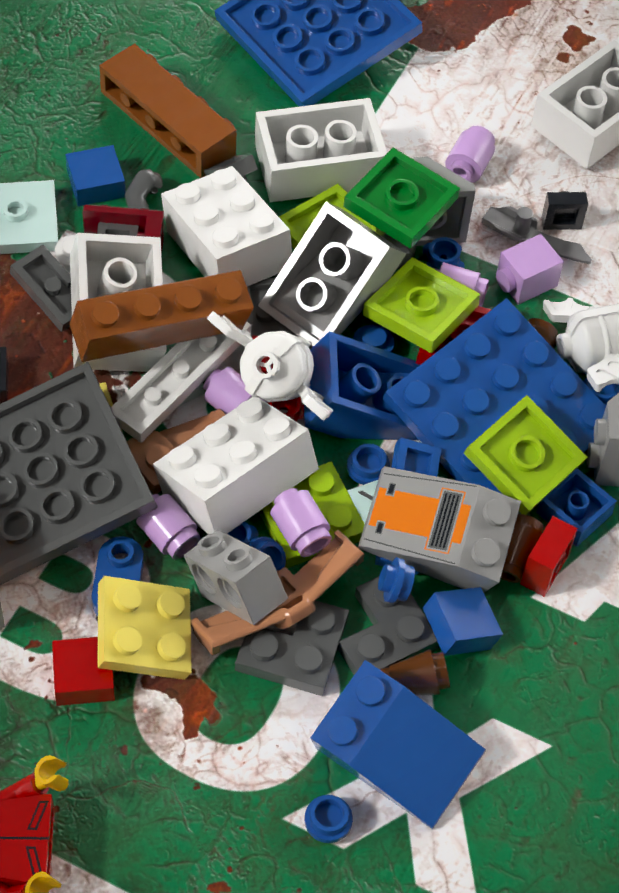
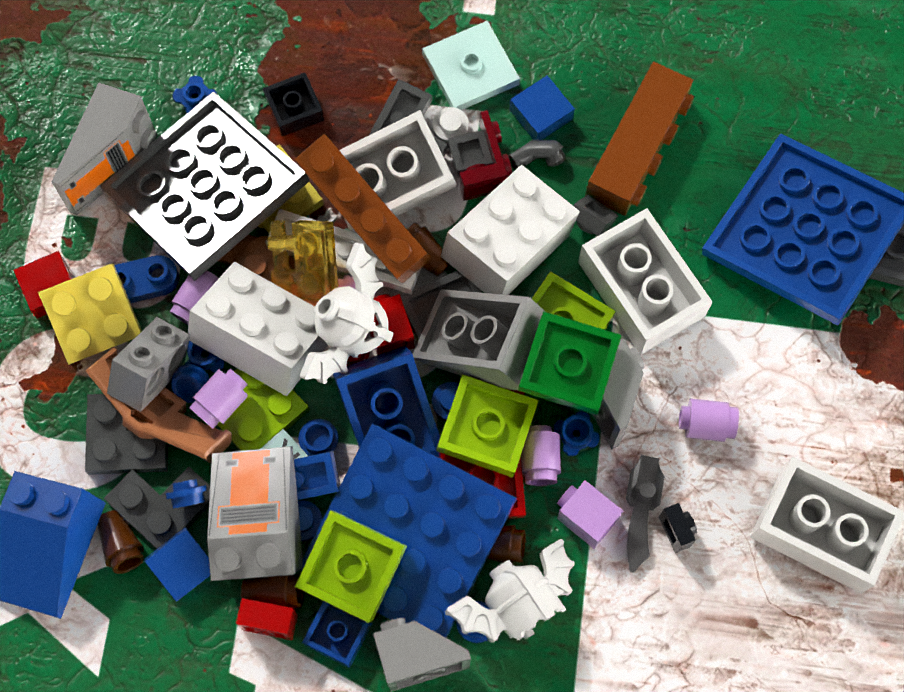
camera: 75 degrees right, 15 degrees up
(189, 385) = (313, 254): none -> clear yellow plate

